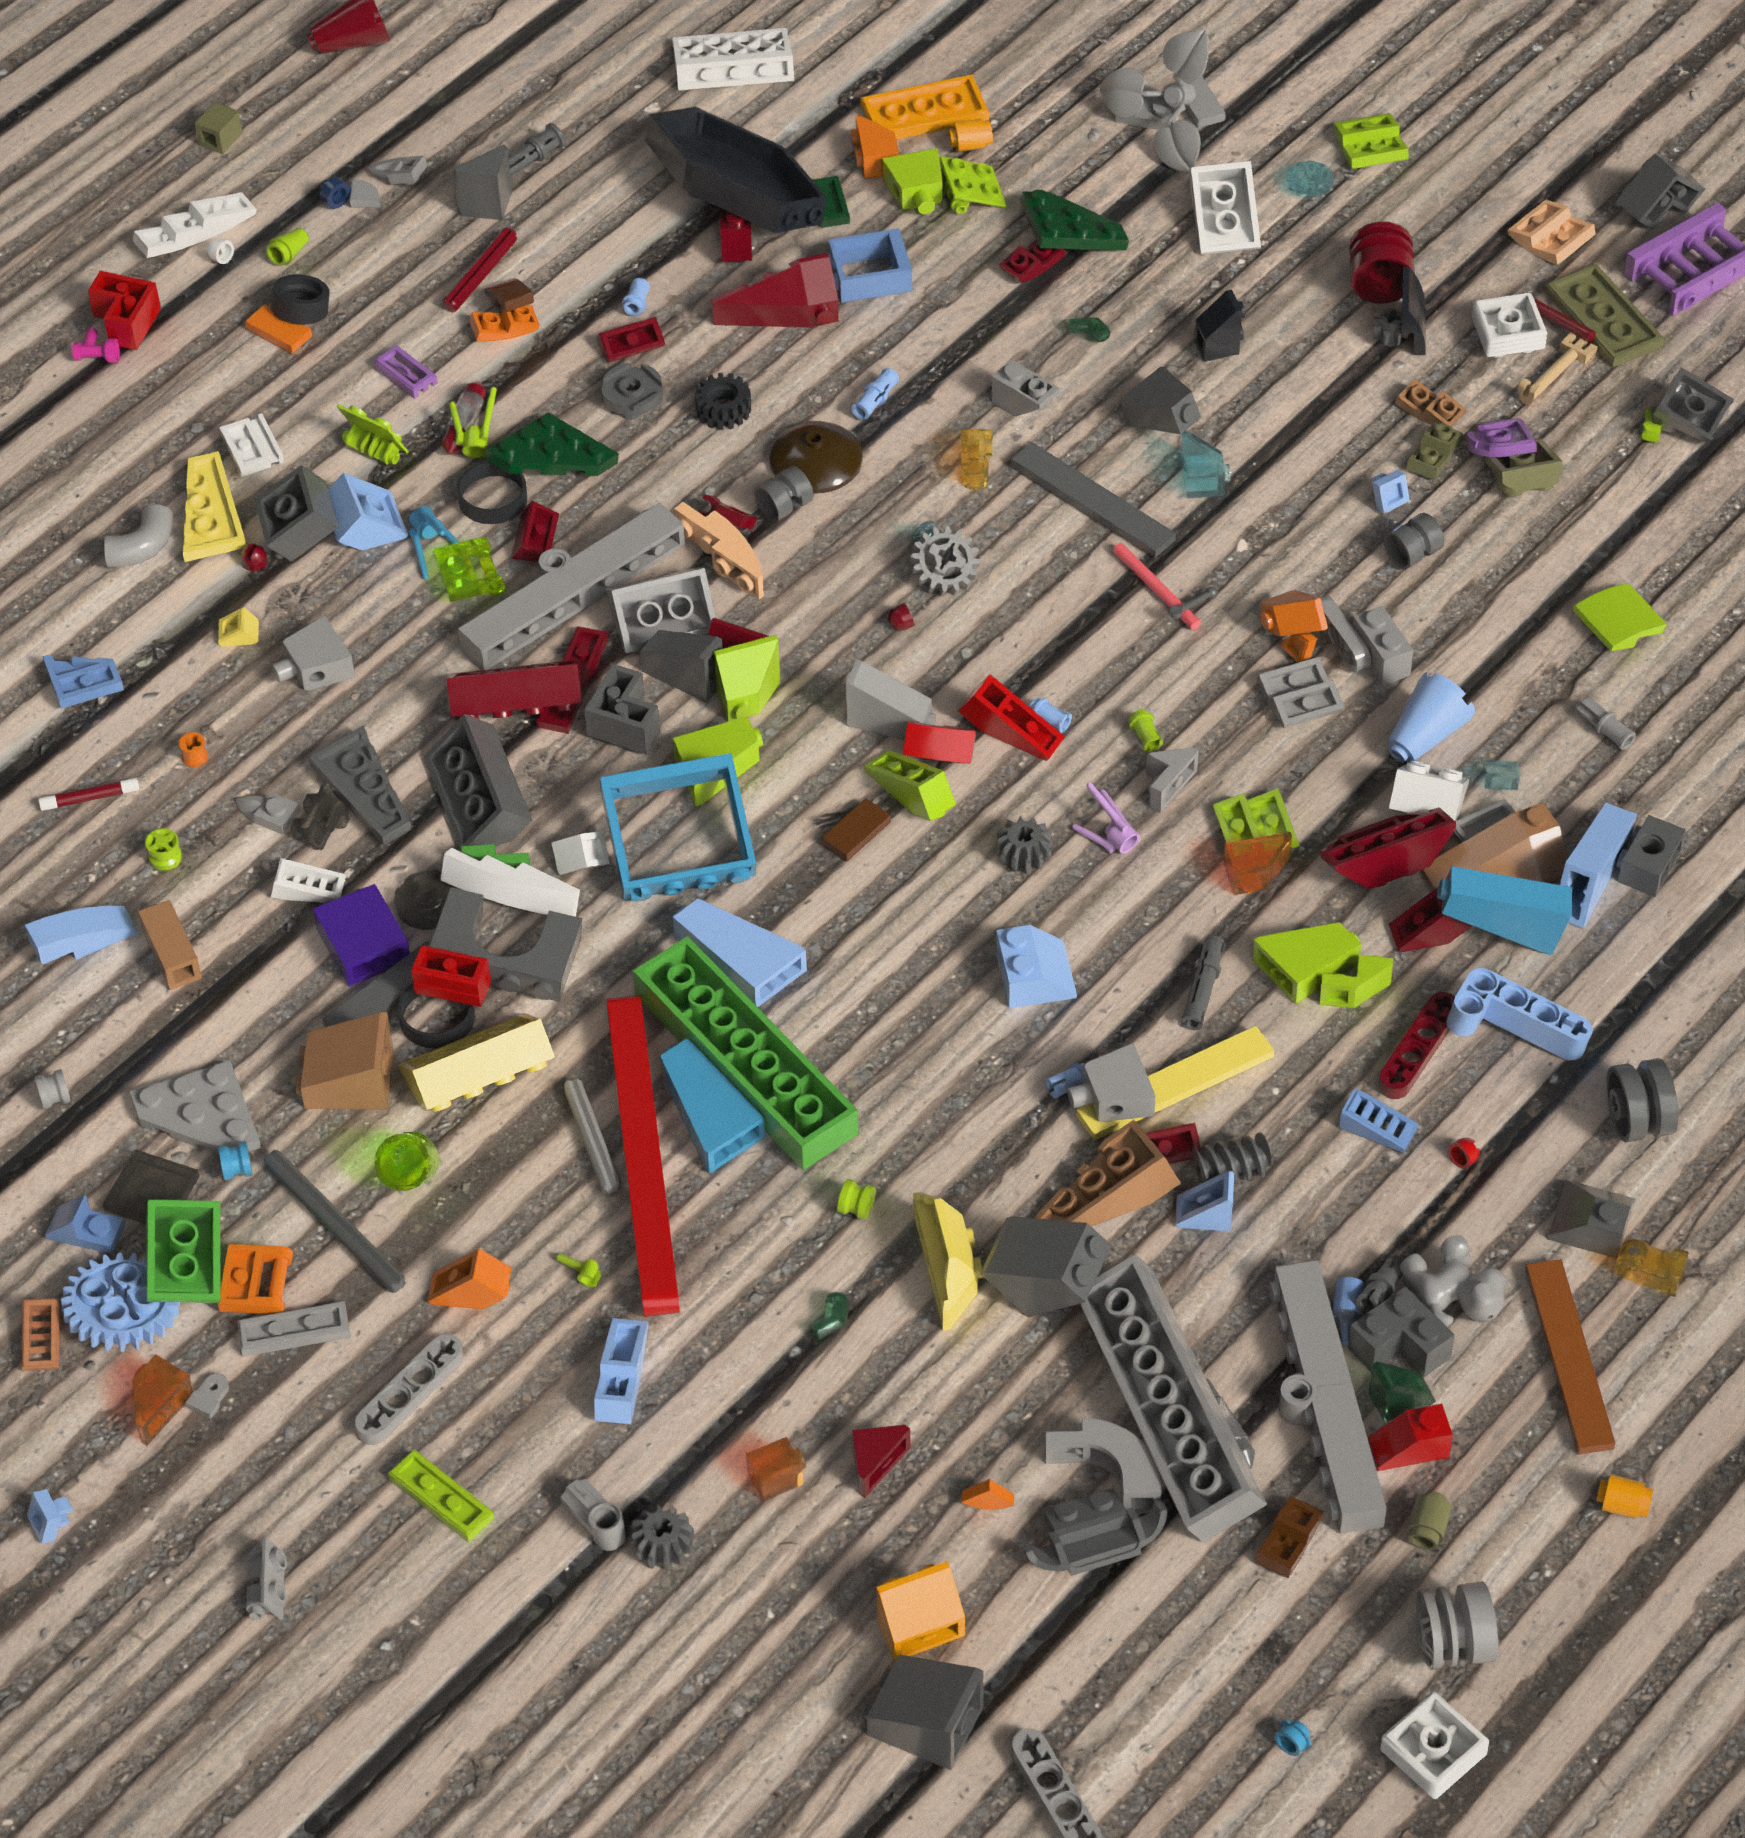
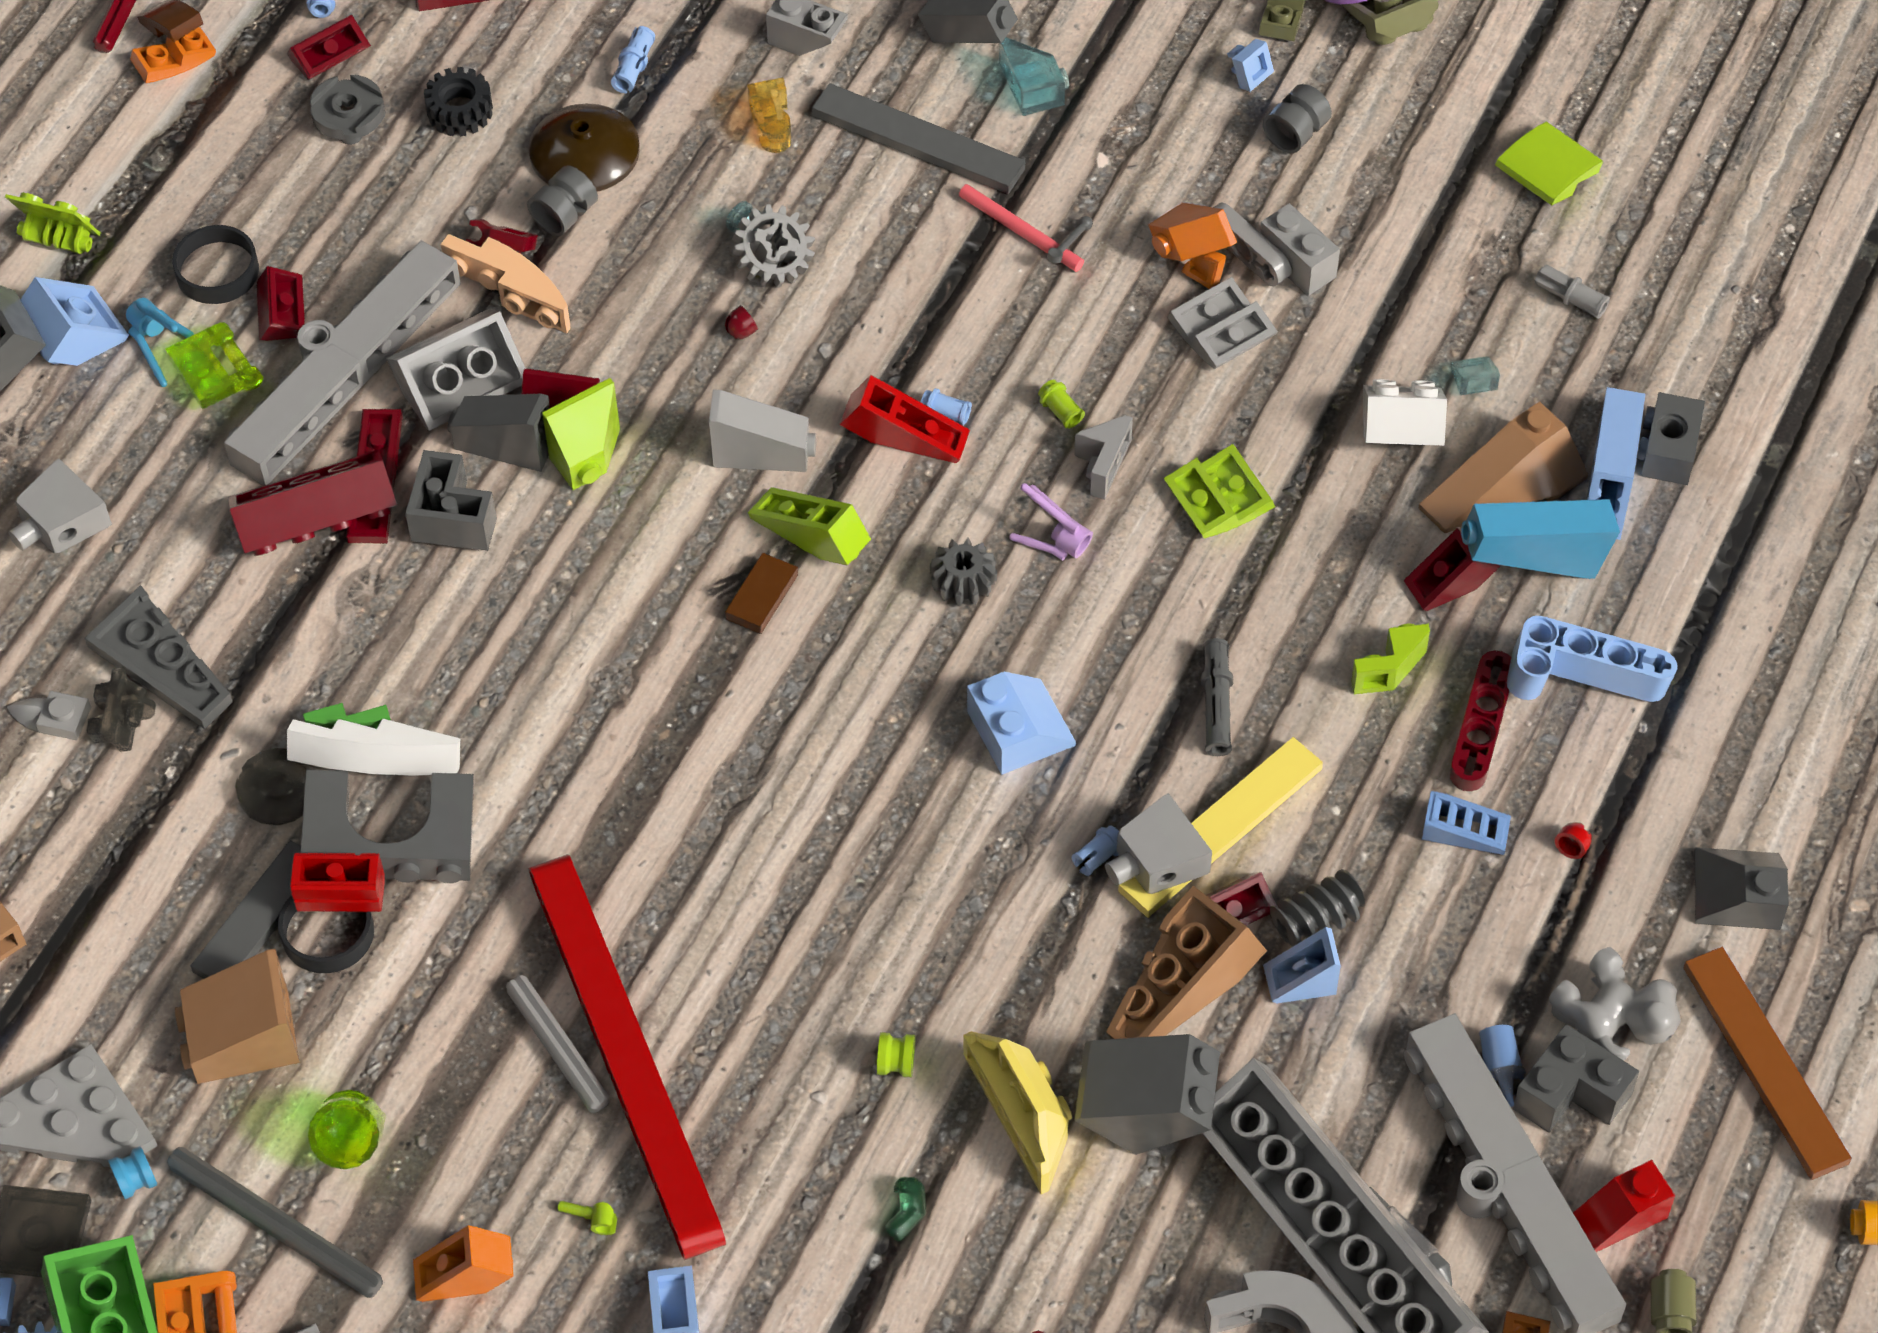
camera: 15 degrees left, 5 degrees up
(298, 872) = (115, 810): white slope -> none
(361, 934) = (209, 848): dark purple brick -> none
(401, 374) = (66, 140): medium lavender tile -> none
(468, 409) = (157, 179): piece -> none
(476, 437) = (179, 201): lime plant -> none
(477, 784) = (298, 632): dark grey slope -> none
(477, 1062) = (394, 979): light yellow slope -> none
(553, 448) = (273, 197): dark green plate -> none
(580, 852) = (445, 690): white panel -> none
(667, 778) = (532, 577): dark azure window -> none
(703, 1004) = (715, 900): bright green brick -> none
(711, 1107) = (689, 975): dark azure slope -> none
(729, 737) = (573, 538): lime slope -> none
(748, 954) = (668, 773): light blue slope -> none
(939, 742) = (830, 468): slope -> none
(1256, 861) = (1233, 538): clear orange slope -> none
(1300, 957) = (1324, 642): lime slope -> none
(1379, 1286) = (1532, 1028): dark grey pin -> none
(1390, 847) = (1382, 488): dark red wedge -> none
(1397, 1390) = (1589, 1152): clear green slope -> none
(1429, 717) = (1378, 325): light blue cone -> none
(1482, 819) = (1472, 435): light grey tile -> none
(1642, 1100) = (1758, 736): dark grey wheel -> none
(1651, 1266) = (1825, 932): clear yellow leg -> none

